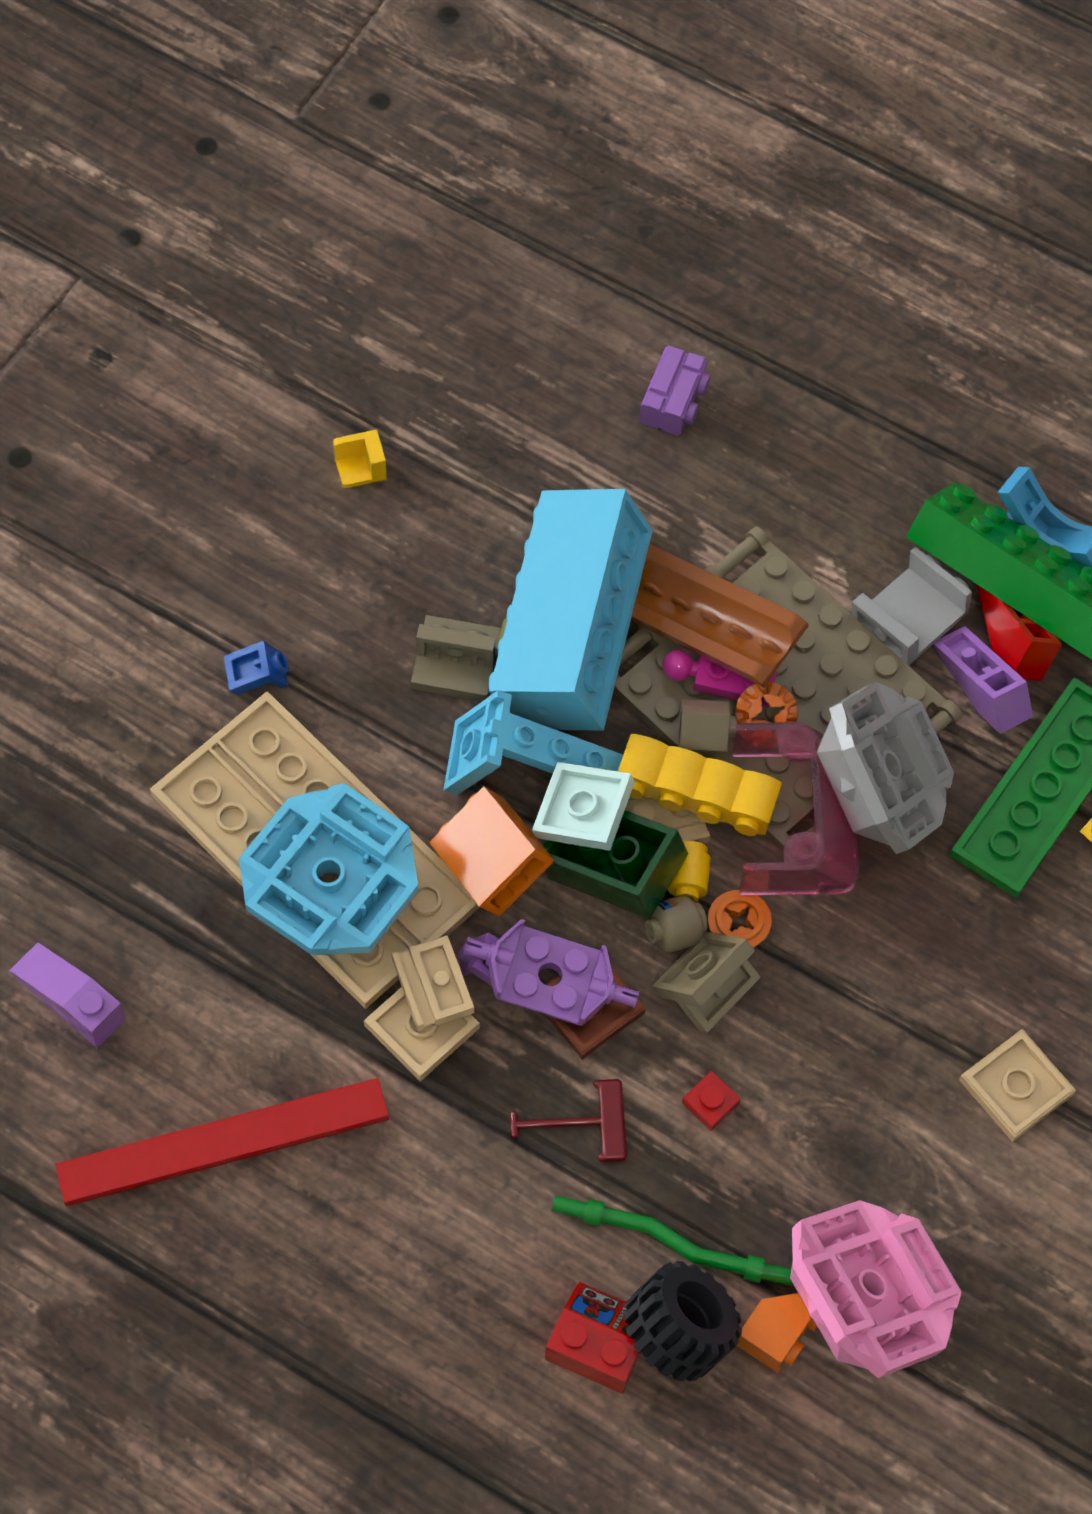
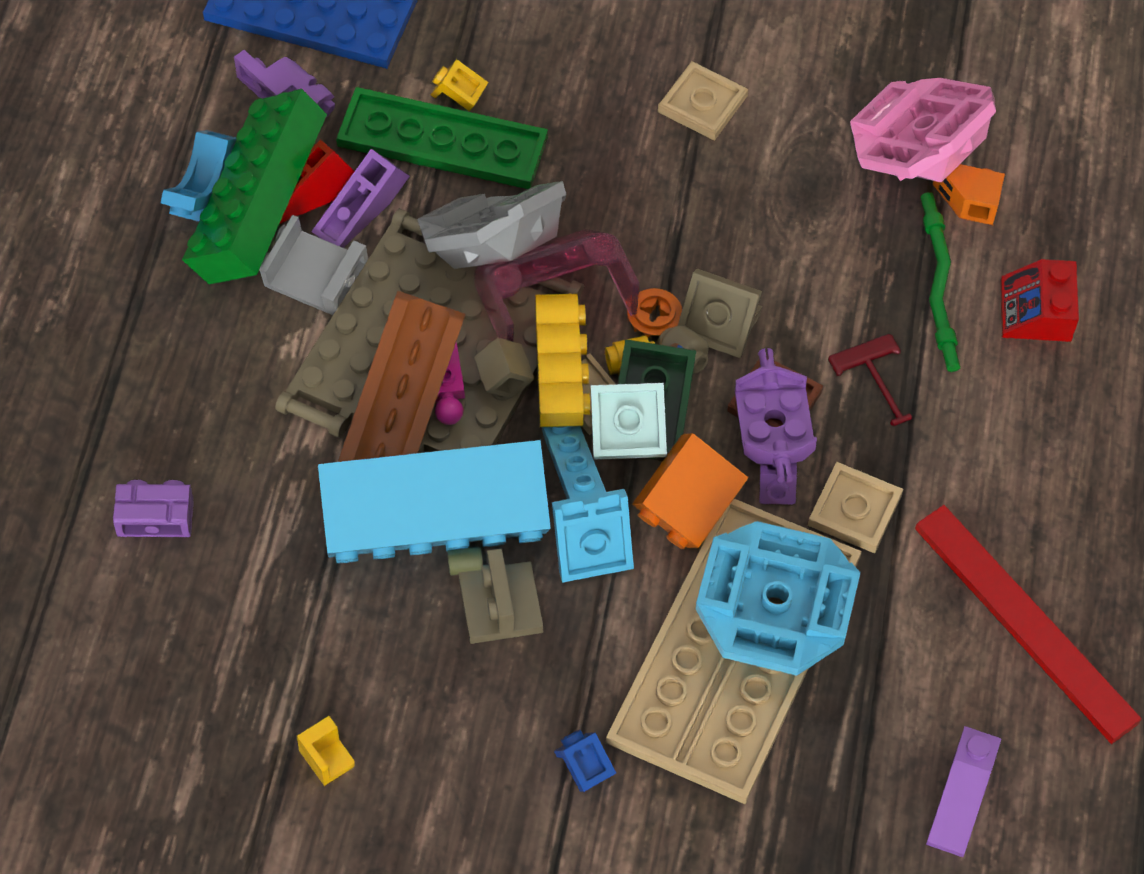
camera: 110 degrees left, 5 degrees down
(433, 983) = (825, 497): tan plate -> none
(682, 1321) = (1011, 237): black tyre -> none
(711, 1100) = (814, 290): red plate -> none
(774, 695) = (478, 335): orange gear -> none

